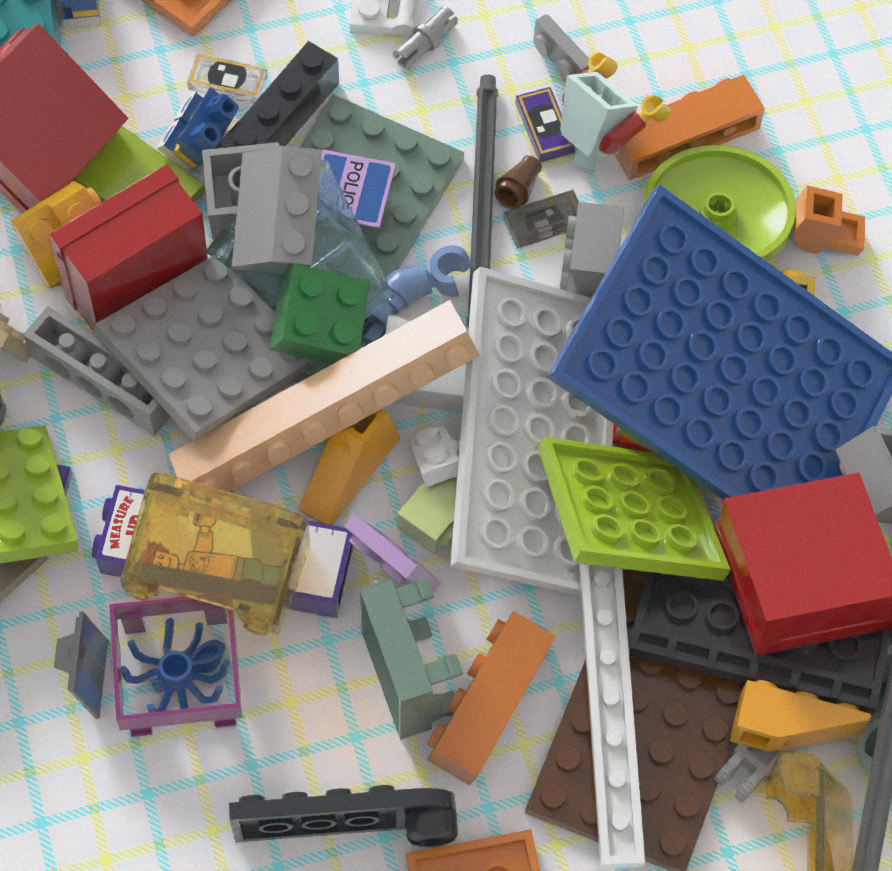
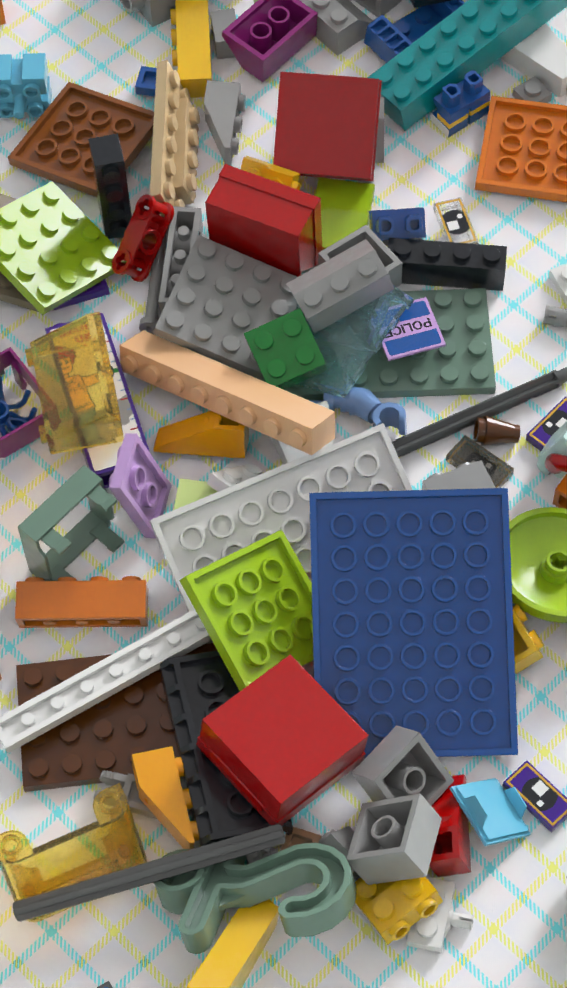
camera: 65 degrees right, 5 degrees down
(43, 389) = (142, 238): none -> red piece
(150, 446) = (150, 320): none -> light grey bar

